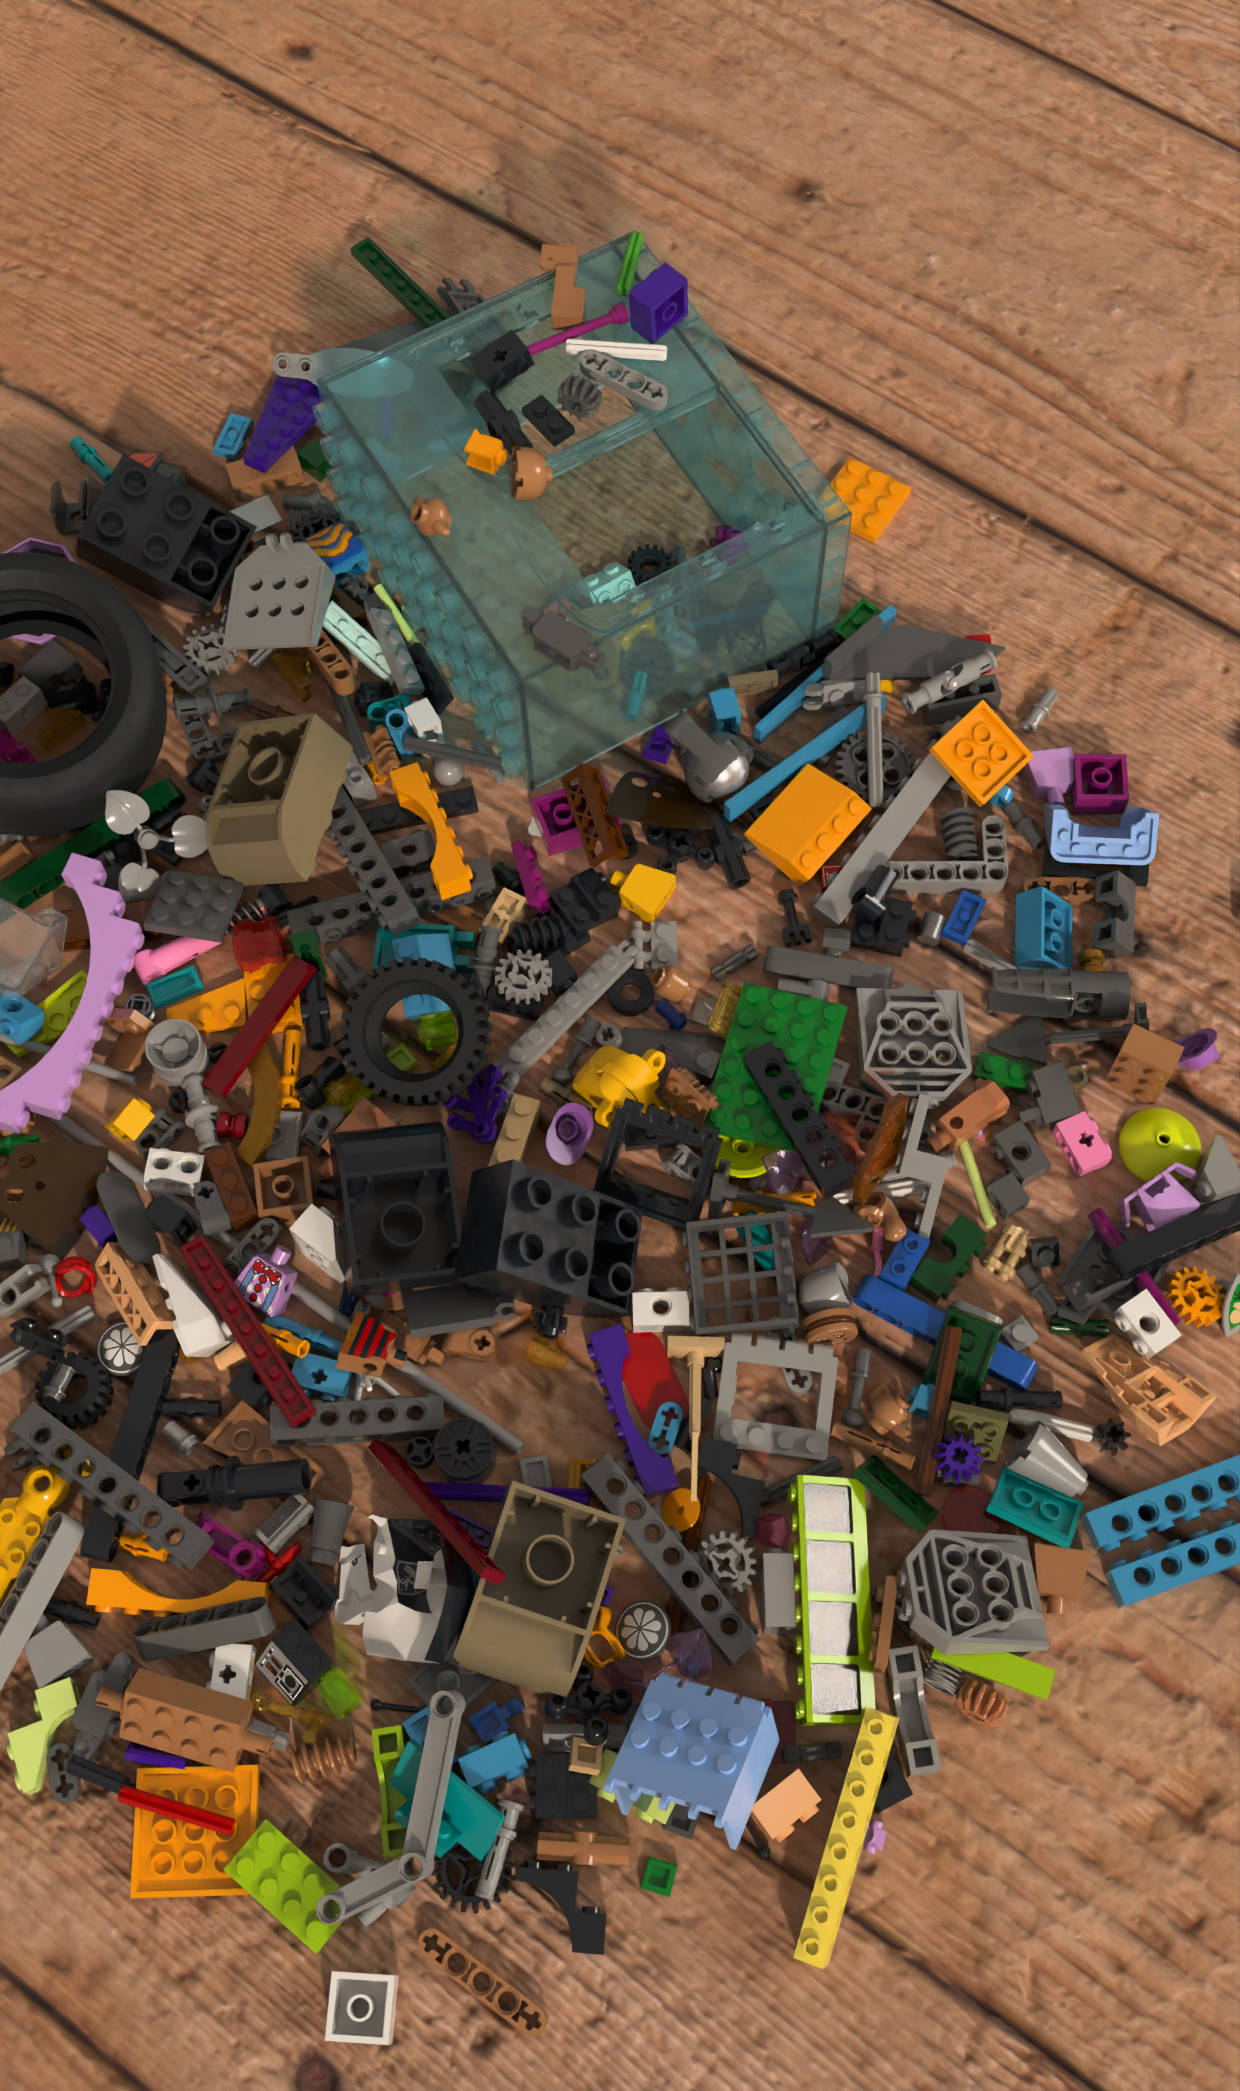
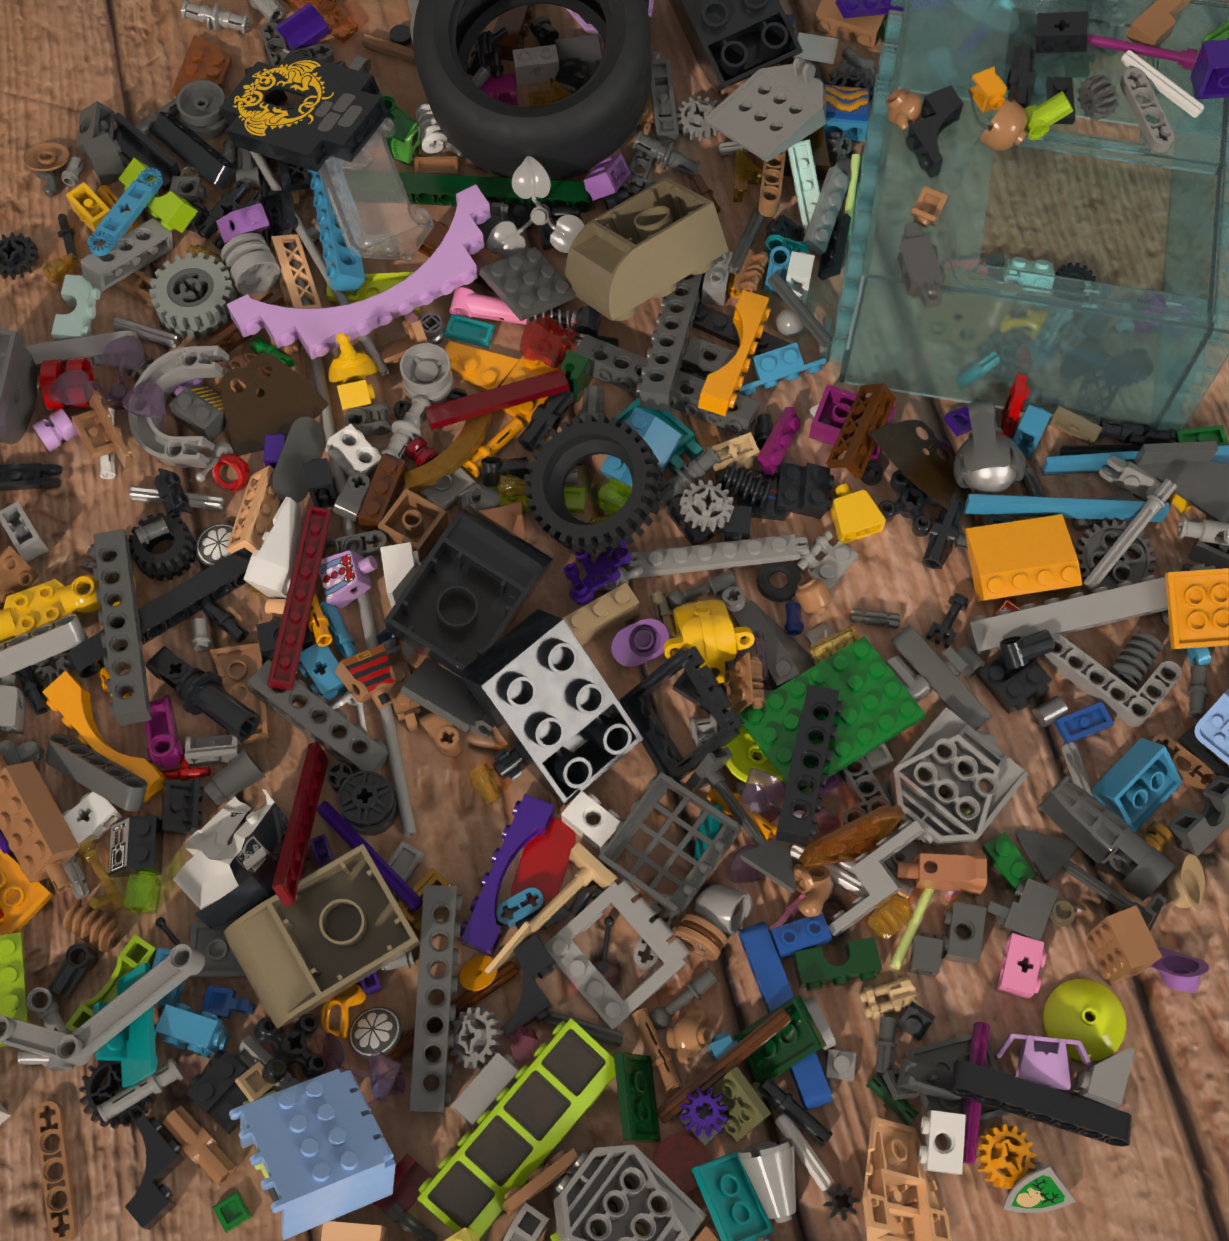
camera: 40 degrees right, 0 degrees up
(74, 1586) = (49, 674): none -> dark grey gear
(98, 1098) = (350, 364): none -> yellow hat
(179, 761) = (606, 177): none -> medium lavender brick
(340, 1814) = (72, 973): none -> black piece
(468, 530) = (938, 112): none -> black arch
(474, 811) = (778, 365): none -> dark azure bracket
(524, 586) = (928, 207): none -> medium nougat bracket
(552, 439) = (1046, 114): none -> lime piece
(695, 701) = (1014, 404): none -> red wing
(772, 1418) = (603, 966): none -> black hinge
(958, 1188) = (890, 917): none -> clear yellow gear
(1144, 982) = (1186, 885): none -> tan piece

